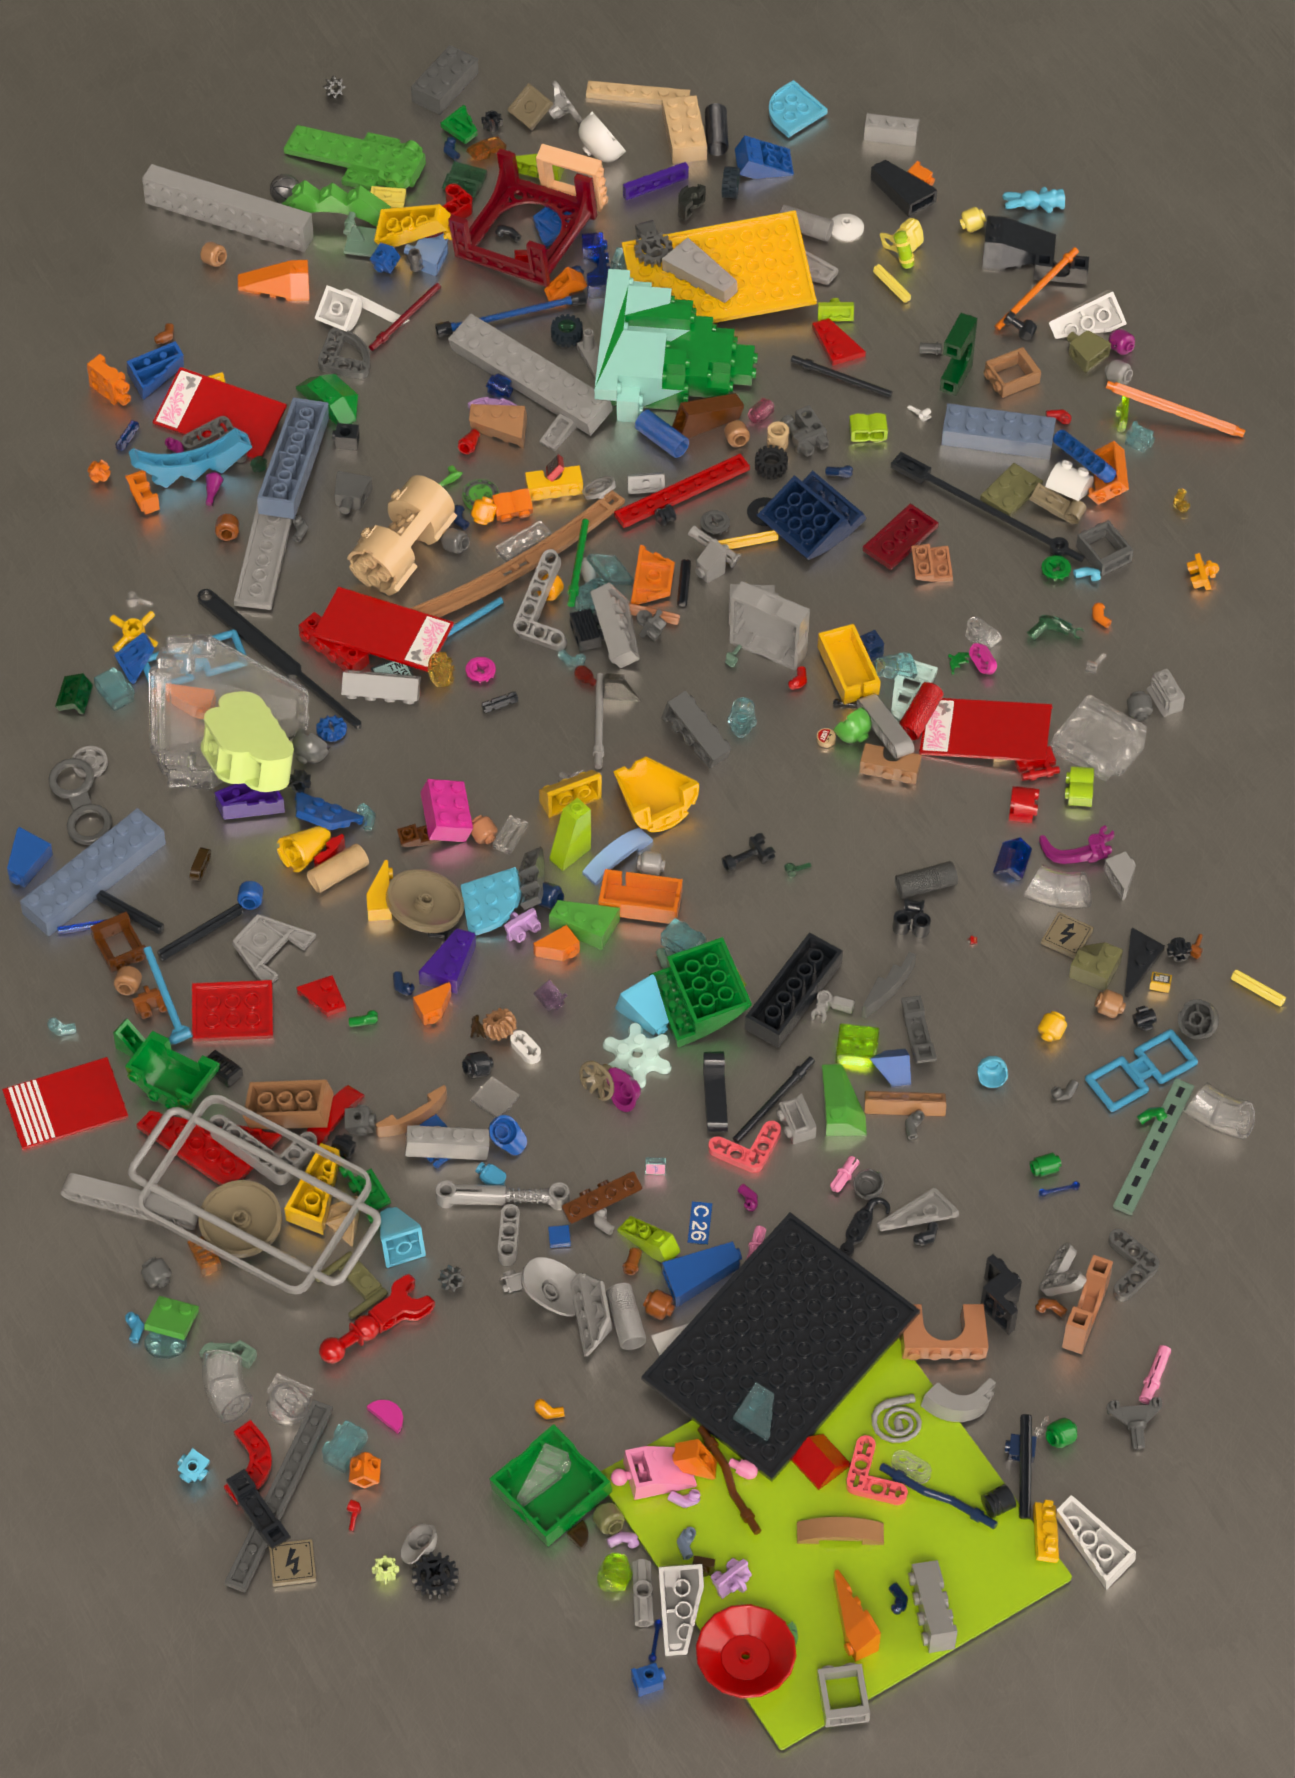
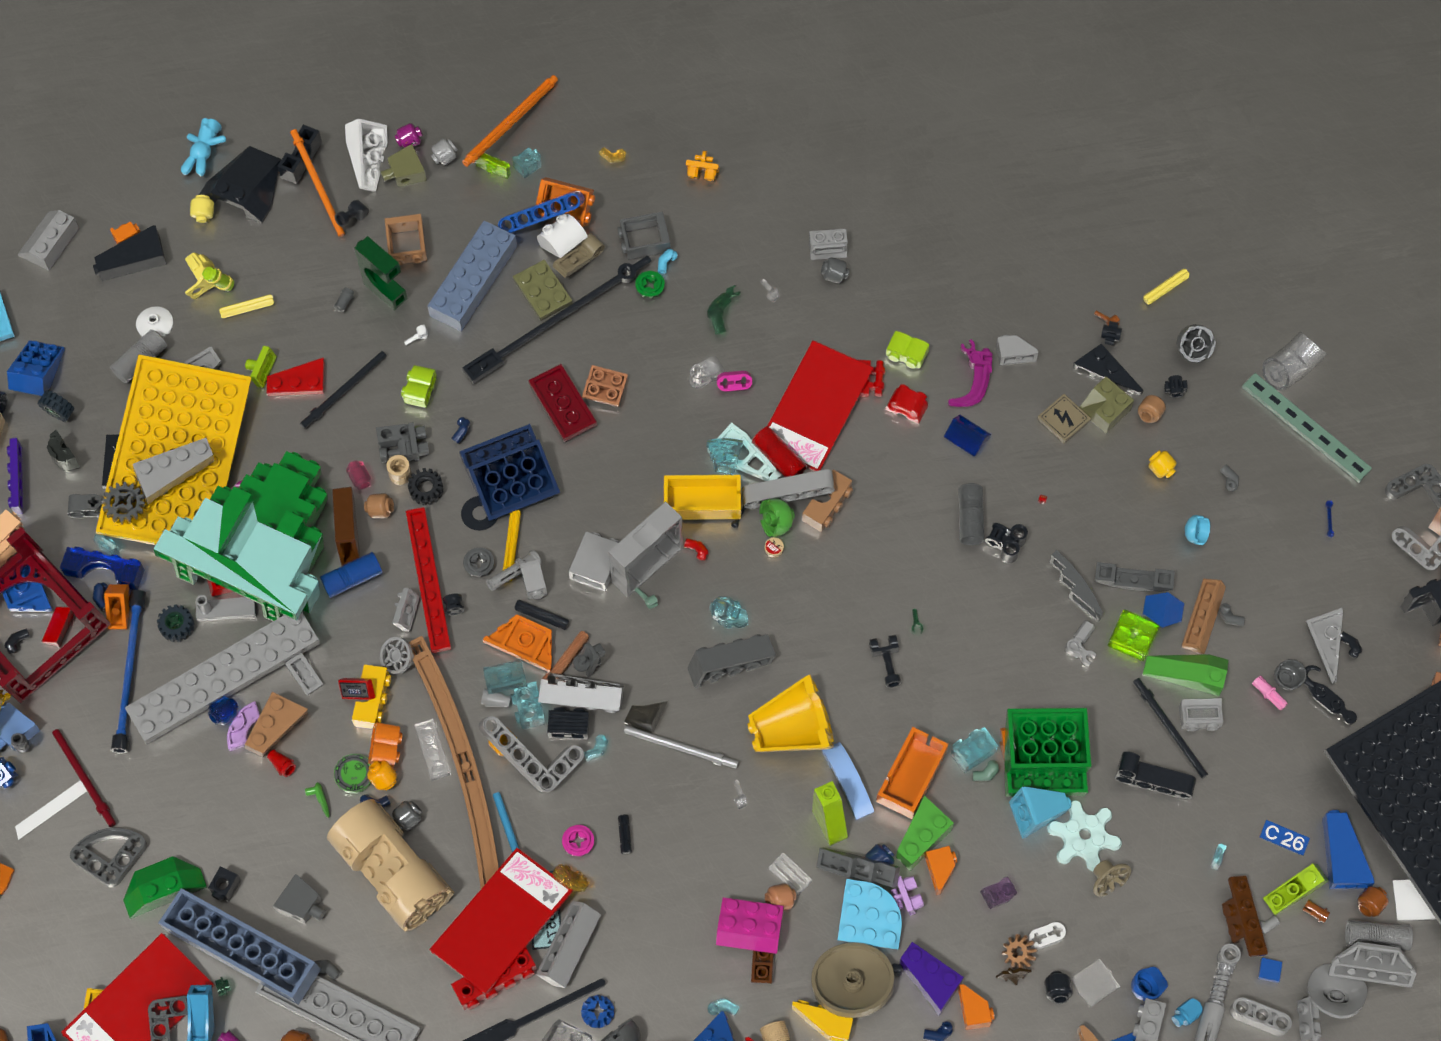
camera: 70 degrees left, 10 degrees up
(339, 309) = (52, 842): white brick -> none
(573, 589) = (524, 718): green bar -> none
(584, 675) = (621, 743): clear red cylinder -> none
(584, 786) = (763, 799): yellow slope -> none
(625, 1090) = (1132, 855): magenta piece -> none
(650, 863) = (873, 752): light grey head -> none
(748, 1155) = (1225, 770): coral beam -> none
(751, 1197) = (1272, 783): magenta arm -> none
(758, 1238) = (1327, 795): bright pink axle -> none
(793, 990) = (1060, 667): black brick -> none
(873, 644) = (685, 466): dark blue brick -> none
(958, 659) = (724, 403): green piece -> none
(1045, 1165) = (1306, 520): green brick -> none
(1059, 888) = (1018, 408): clear brick -> none
(1060, 415) = (471, 218): red arm -> none
(1098, 615) = (717, 268): orange arm -> none
(1100, 738) = (857, 315): clear wedge -> none
(1141, 1070) = (1224, 409): dark azure bar -> none
(1152, 1112) = (1275, 415): green arm -> none
(1160, 982) = (1136, 360): yellow slope -> none

